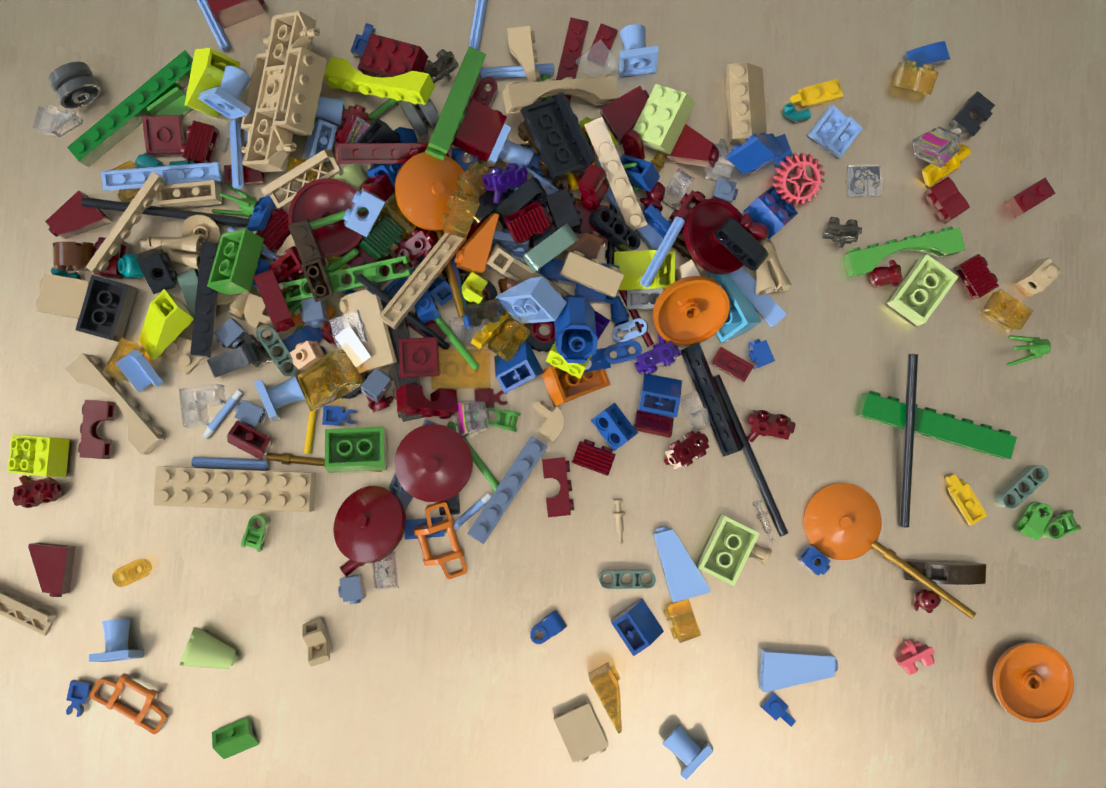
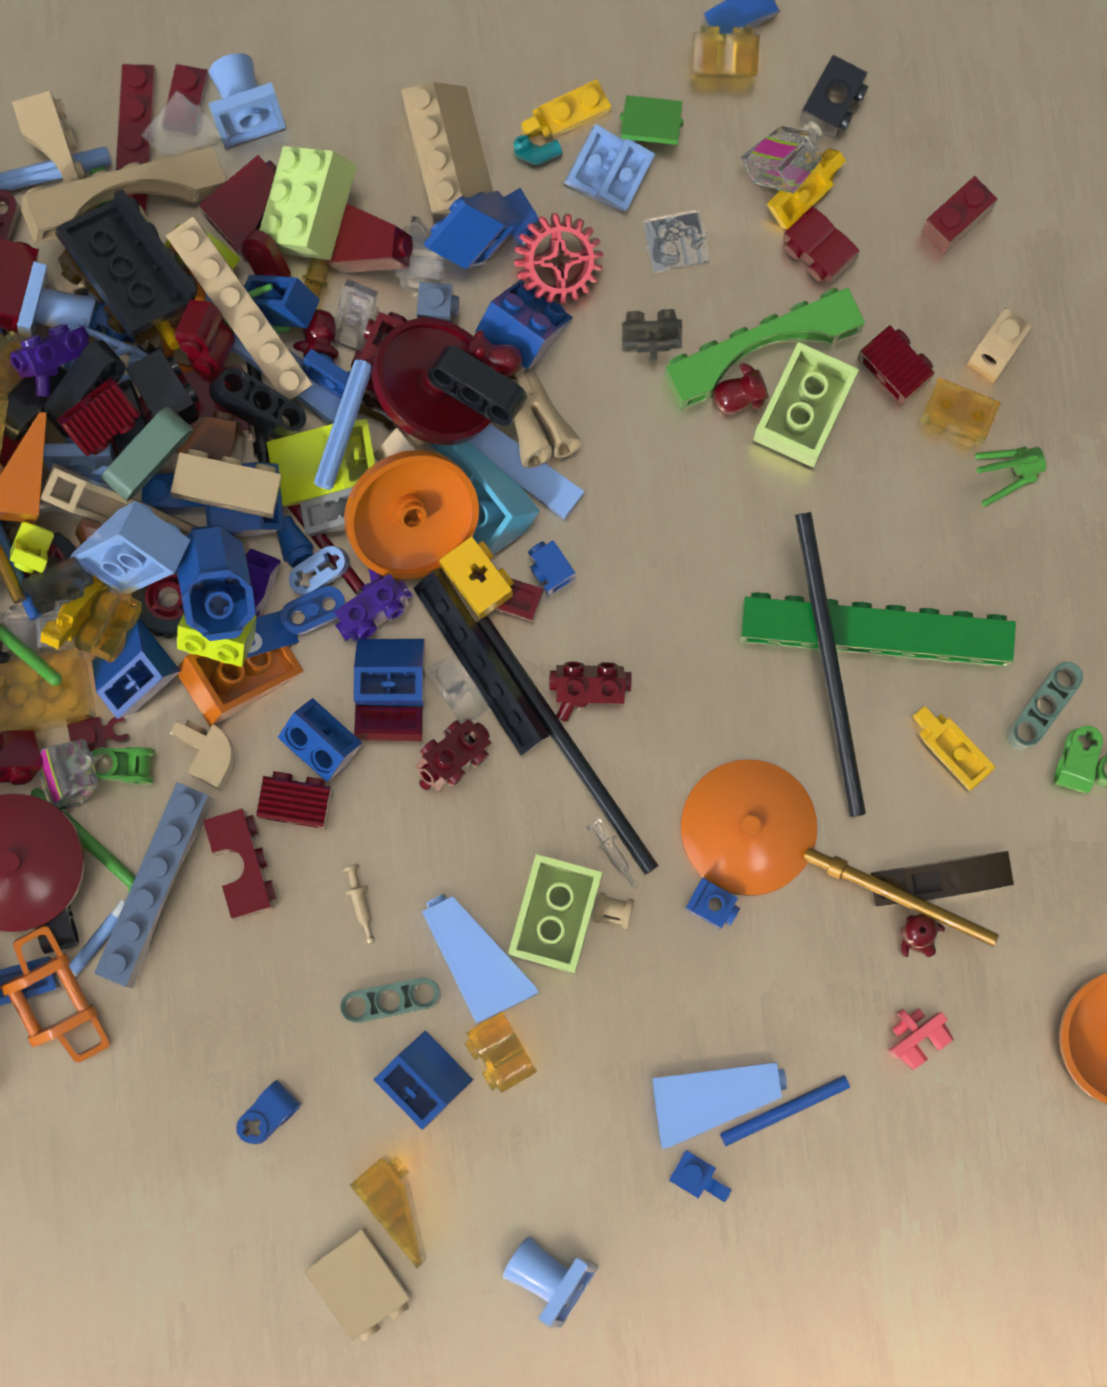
camera: 10 degrees left, 5 degrees down
(718, 362) = (482, 596): none -> yellow brick
(832, 681) = (785, 1110): none -> blue bar
(865, 108) = (651, 119): none -> bright green piece

